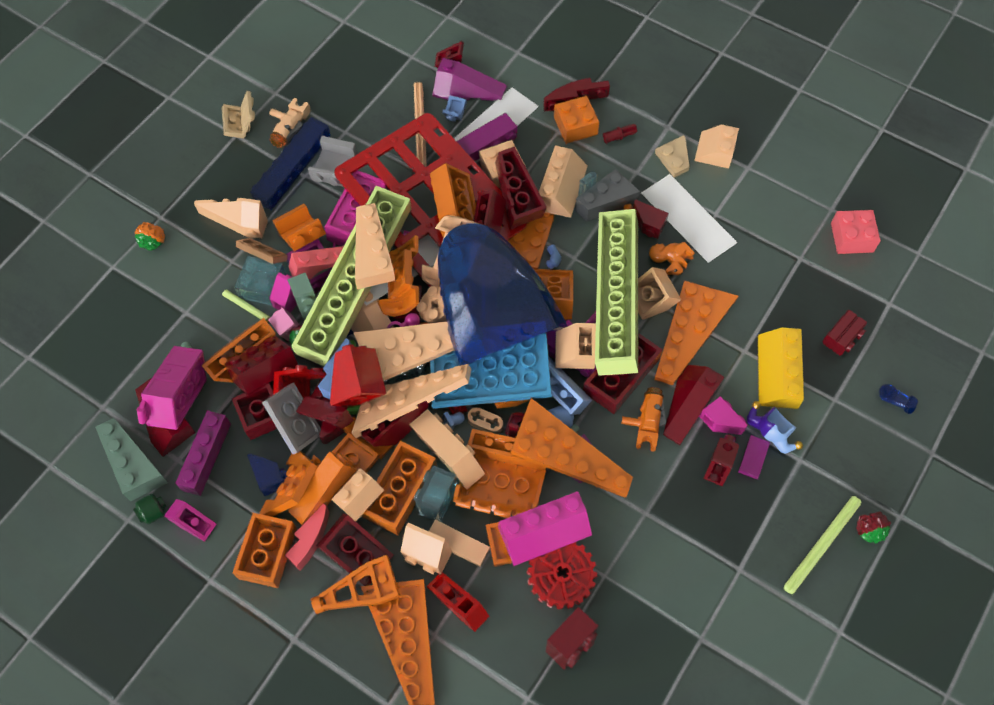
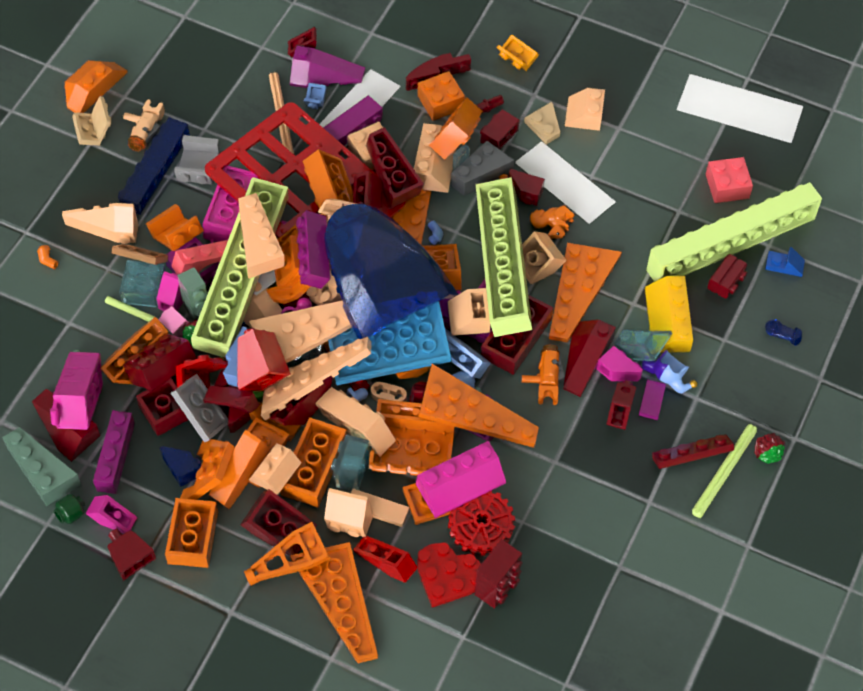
camera: 10 degrees left, 5 degrees down
(149, 236) = (20, 251): piece -> none
(172, 245) = (44, 258): none -> orange arm
(199, 563) = (129, 552): none -> dark red torso
(244, 76) = (91, 82): none -> orange wedge
(309, 536) = (231, 518): coral slope -> none
(424, 269) = (312, 252): none -> magenta brick
(518, 626) = (446, 574): none -> red plate
(587, 154) = (457, 128): none -> orange wedge
(630, 158) = (500, 129): none -> dark red brick
(657, 83) = (518, 52): none -> light orange bracket
(751, 396) = (642, 343): none -> clear light blue slope
(791, 520) = (692, 451): none -> dark red plate
(857, 288) = (734, 233): none -> yellowish green brick
(872, 159) = (740, 108): none -> white sticker
(908, 325) = (785, 263): none -> blue slope

